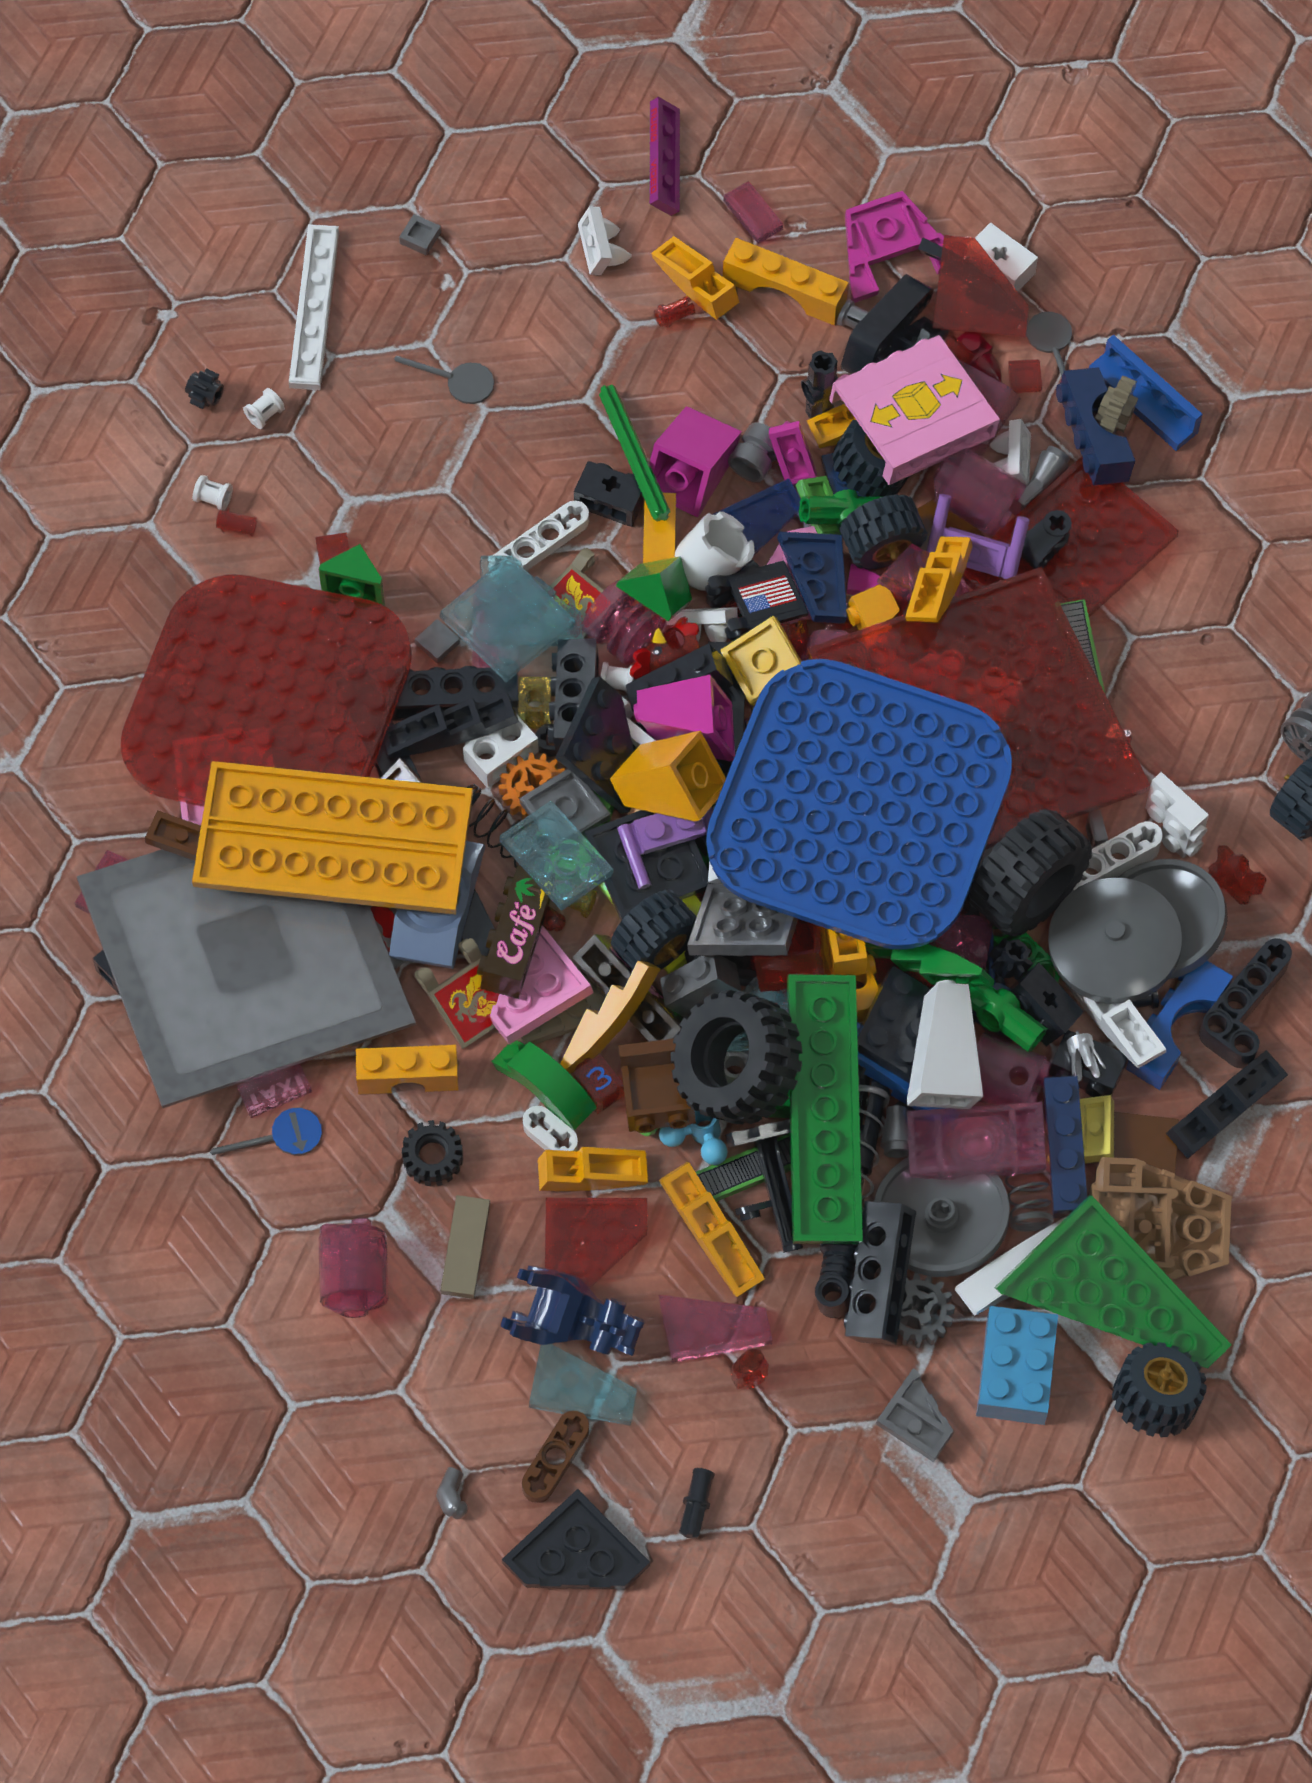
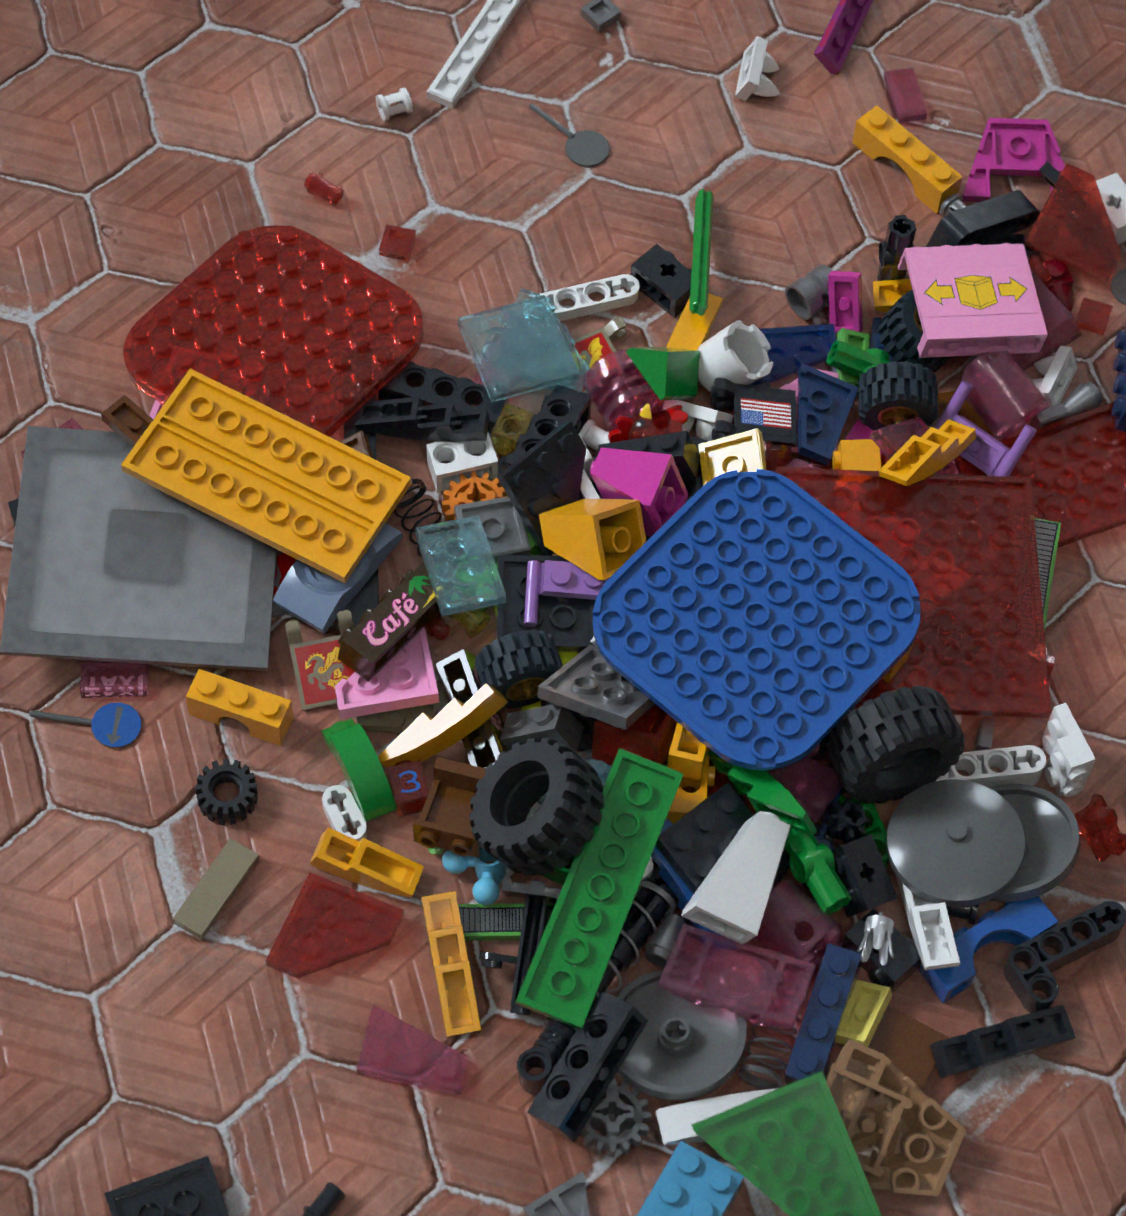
camera: 20 degrees right, 5 degrees down
(204, 388) = (350, 69): black gear -> none
(212, 492) = (315, 156): white bush -> none
(352, 575) = (397, 262): green slope -> none
(353, 1267) = (99, 864): clear pink cylinder -> none
(437, 641) = (451, 350): flat silver tile -> none
(448, 1496) = (86, 1112): flat silver arm -> none
(570, 1311) = (278, 984): dark blue animal -> none
(571, 1384) = (257, 1062): clear light blue wing -> none
(576, 1440) = (177, 1123): reddish brown beam -> none
(667, 314) = (795, 151): clear red pin -> none
(693, 458) = (752, 275): dark pink slope -> none
(696, 277) = (828, 130): light orange slope -> none
(749, 1369) = (424, 1108): clear red plate -> none
(1046, 539) = (1048, 458): black piece -> none

